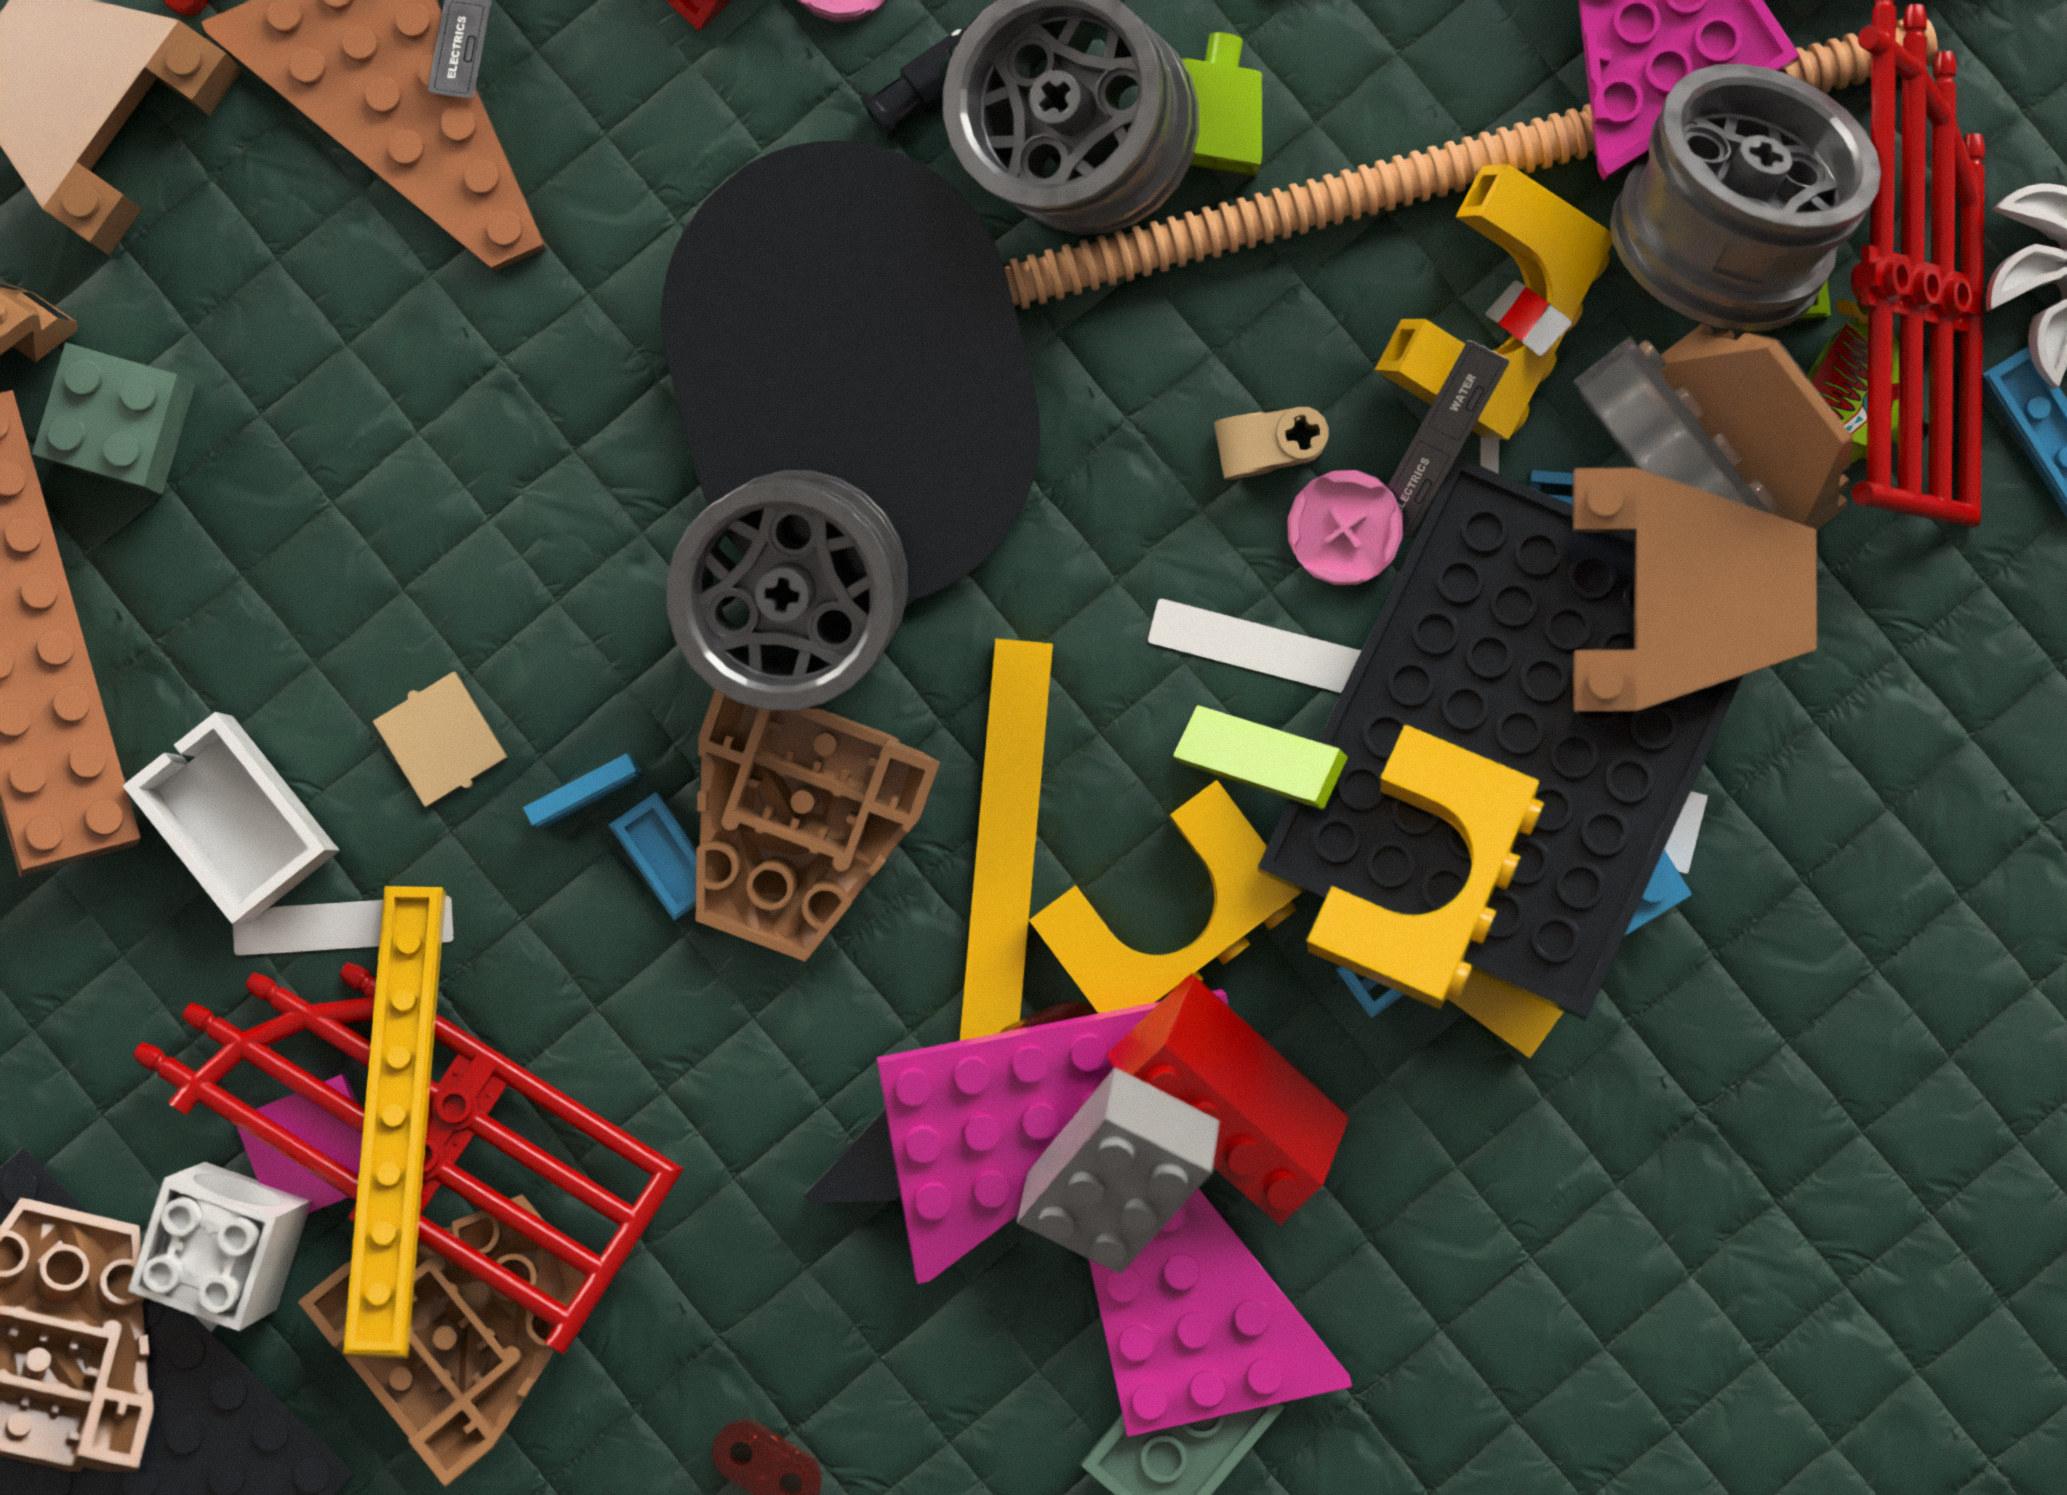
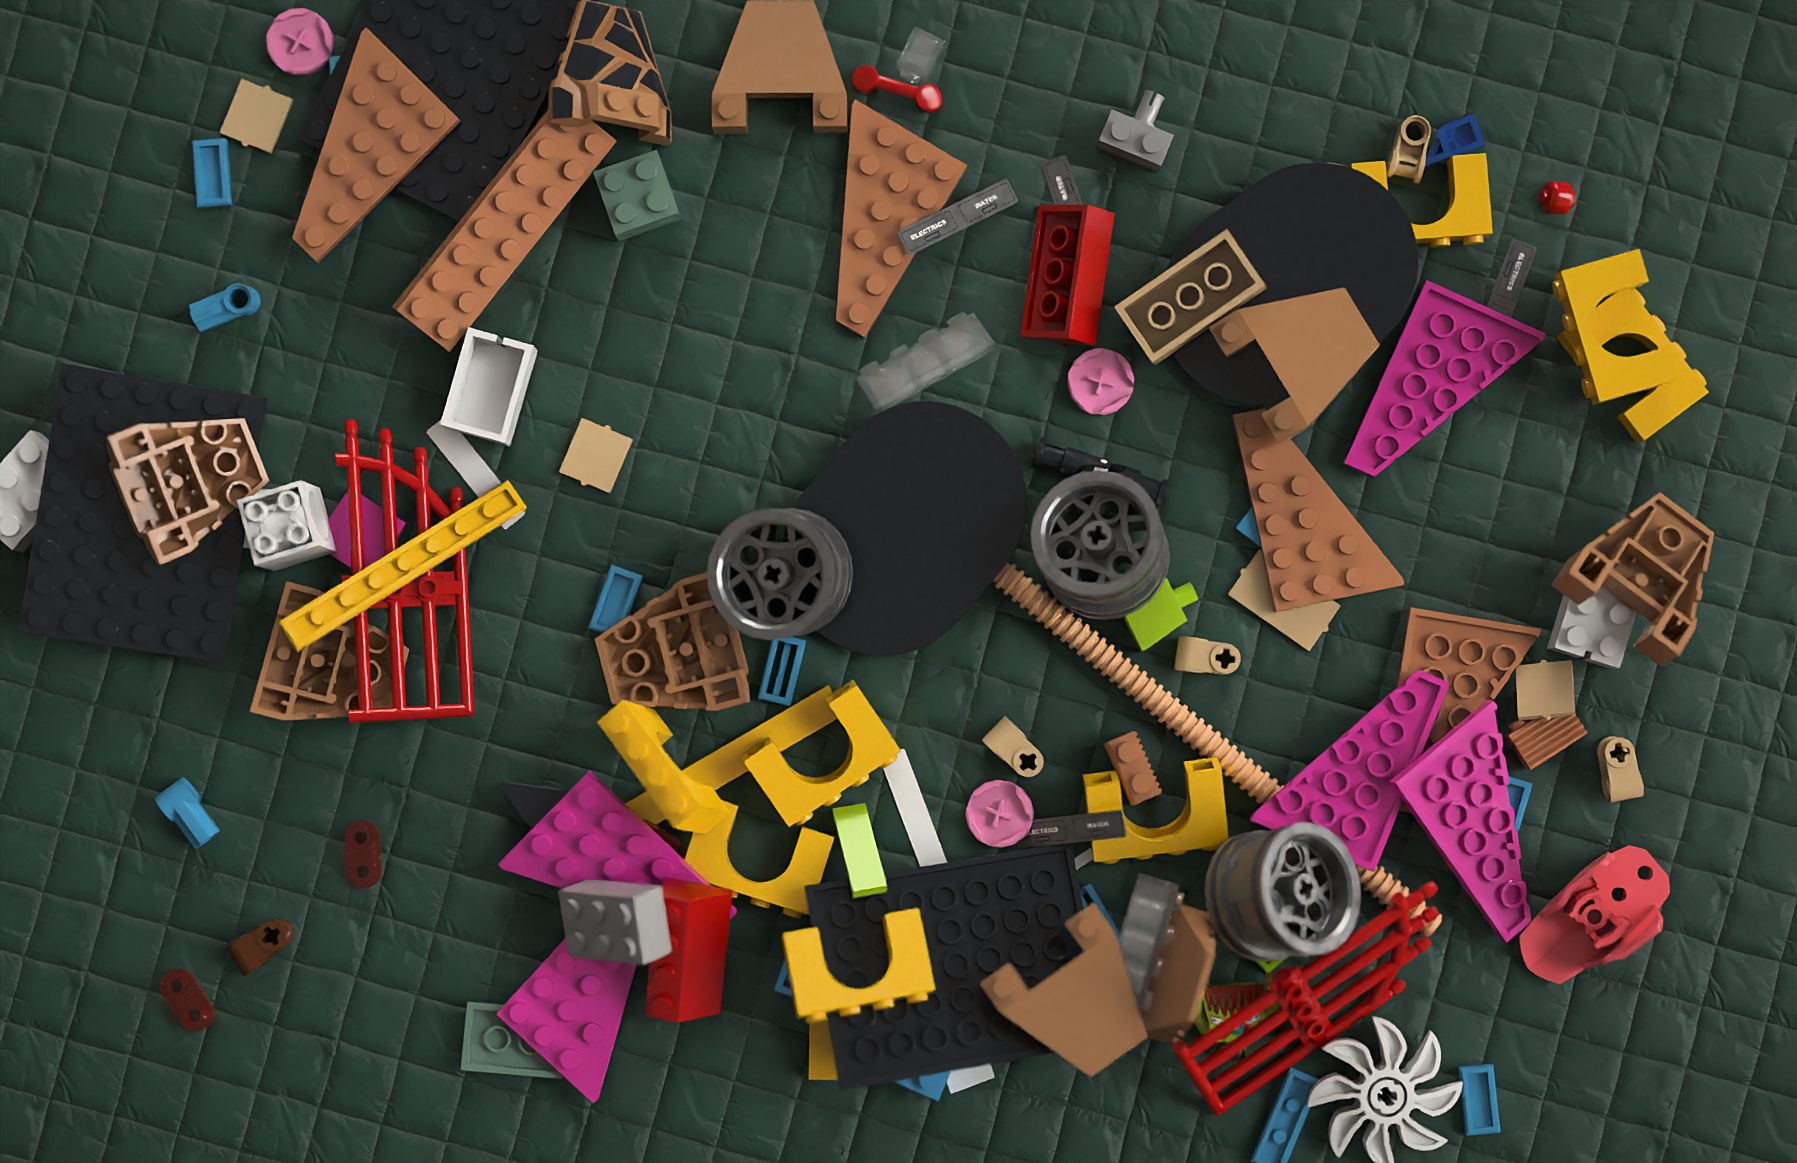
camera: 55 degrees right, 0 degrees up
(583, 791) = (618, 542): dark azure tile -> none
(640, 182) = (925, 363): none -> clear slope
(885, 955) = (638, 738): none -> yellow arch
(959, 727) = (781, 671): none -> dark azure tile
(1125, 645) = (799, 795): none -> yellow arch
(1324, 91) = (1199, 656): none -> tan piece
(1400, 290) = (1132, 768): none -> nougat brick
(1529, 317) = (1159, 830): sticker -> none

